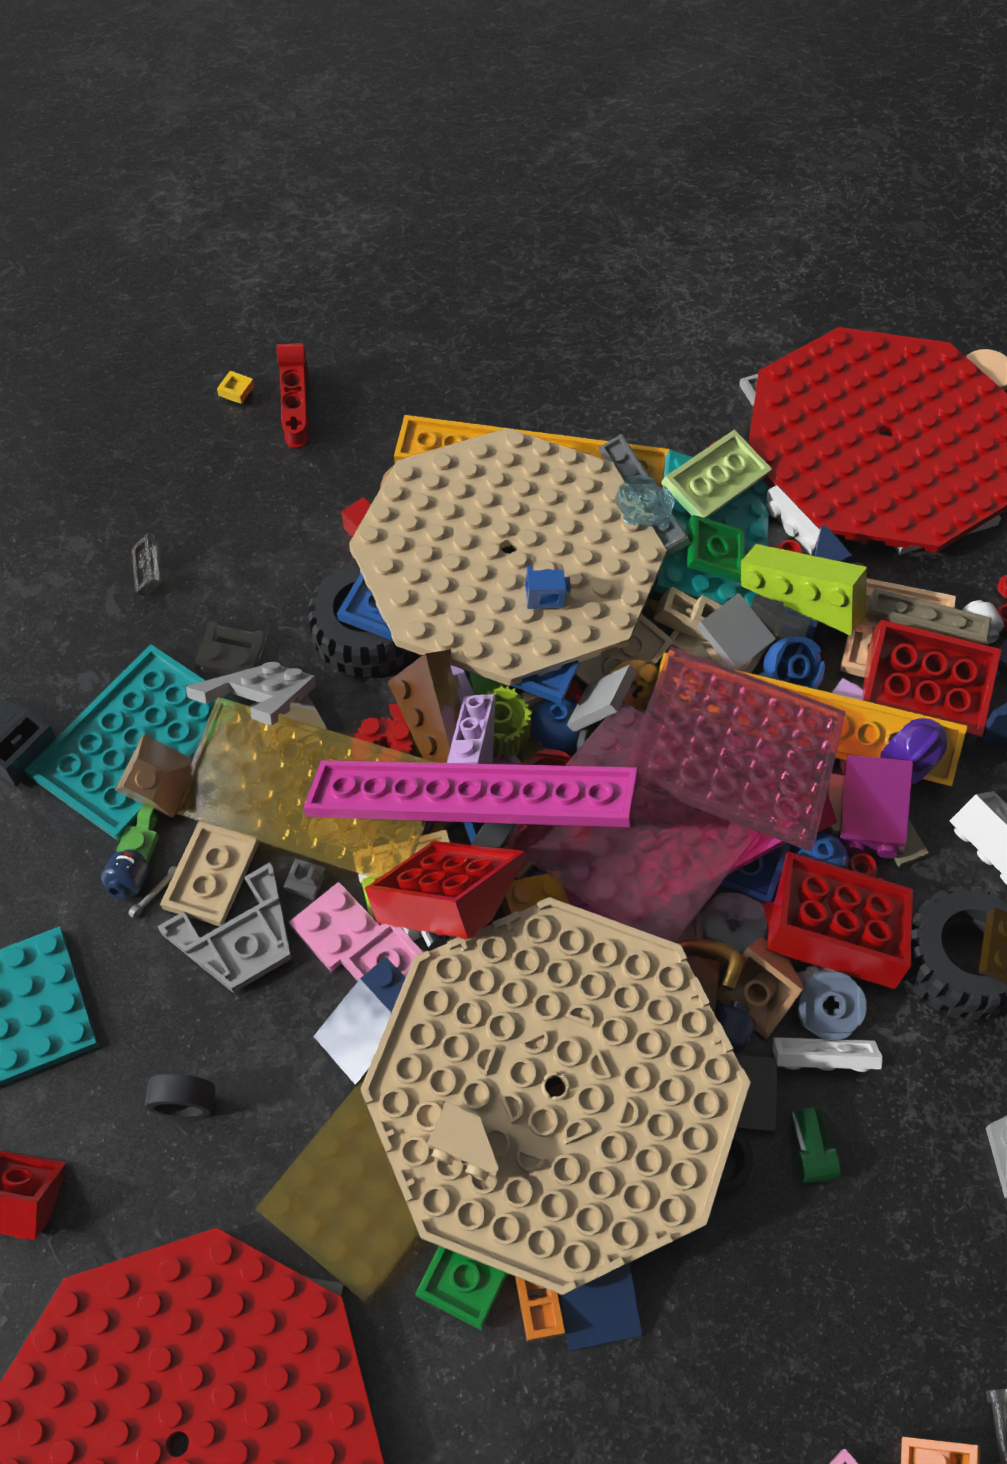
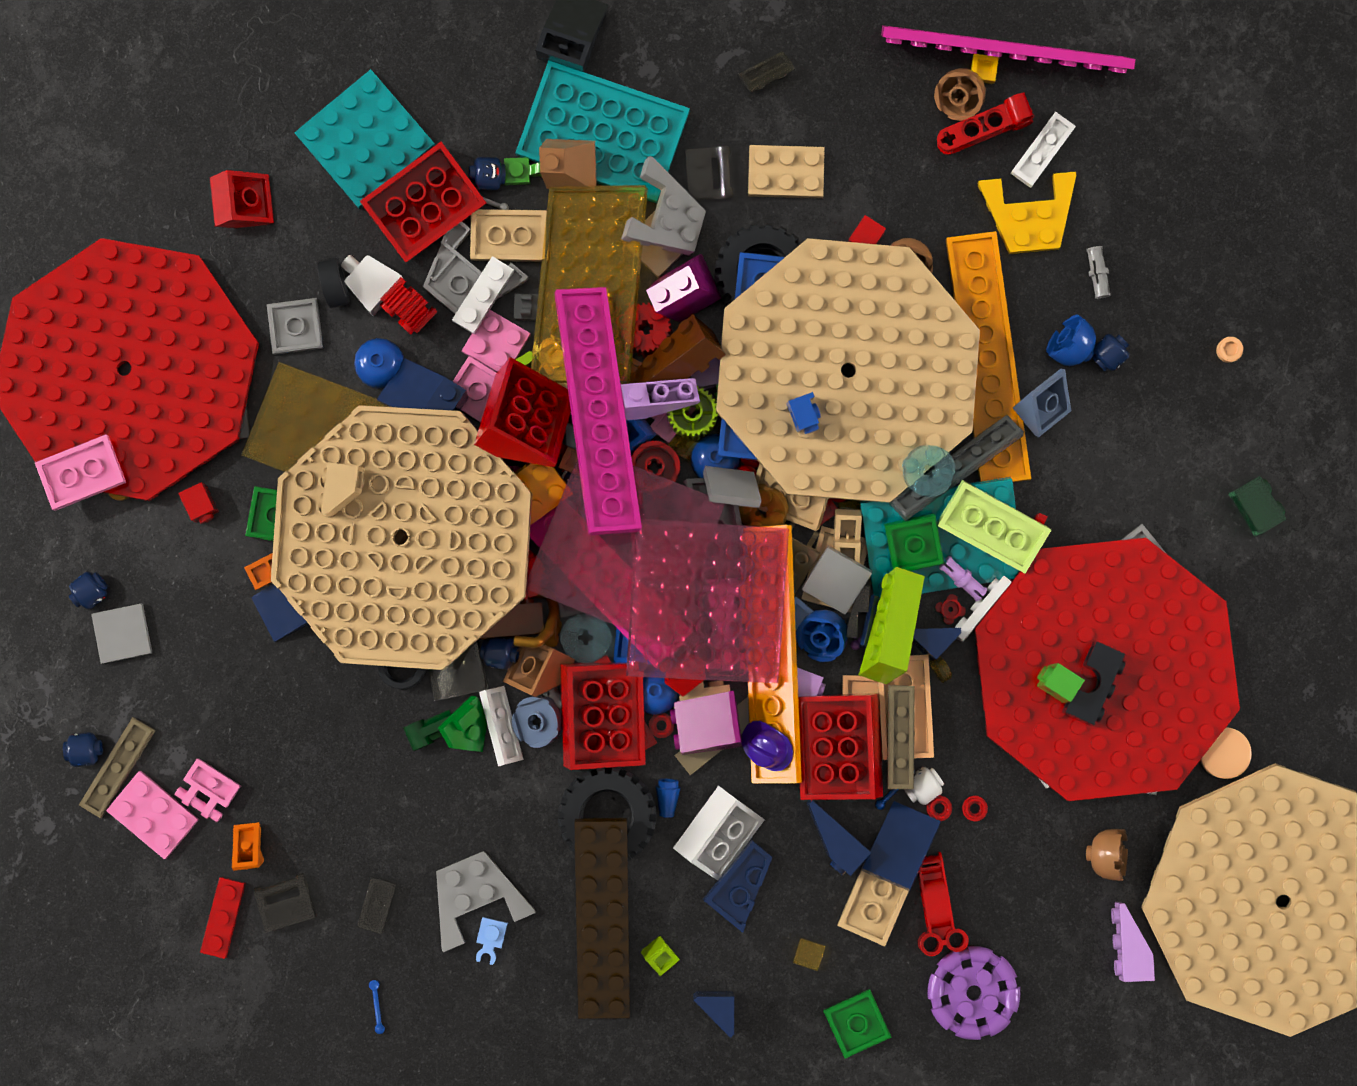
camera: 75 degrees right, 25 degrees up
(125, 957) = (423, 202): none -> red slope
(199, 1050) = (369, 280): none -> white torso
(215, 1174) = (295, 326): none -> light grey tile
(225, 356) = (1017, 50): none -> dark pink plate
(249, 1010) = (408, 306): none -> red brick
(253, 402) = (960, 94): none -> medium nougat cylinder
(261, 580) = (786, 171): none -> tan plate
(272, 917) = (483, 295): none -> white plate
(307, 1075) = (377, 362): none -> blue cylinder
(338, 362) = (1043, 149): none -> white plate
(351, 690) = (684, 290): none -> magenta slope
(408, 391) = (1030, 224): none -> yellow wing
(413, 1386) = (199, 503): none -> red brick
(477, 351) = (1098, 272): none -> light grey pin
(540, 381) = (1074, 342): none -> blue cylinder
(561, 358) = (1111, 352): none -> dark blue head
(589, 279) = (1229, 349): none -> light nougat tile
(593, 418) = (1045, 404): none -> sand blue slope
(748, 290) = (1258, 505): none -> clear green brick
(763, 524) = (963, 578): none -> lavender pin
(821, 1096) = (466, 726): none -> green plate
(889, 421) = (1105, 664): none -> black arch
(901, 453) = (1059, 682): none -> bright green brick
(946, 877) = (667, 796): none -> blue cone

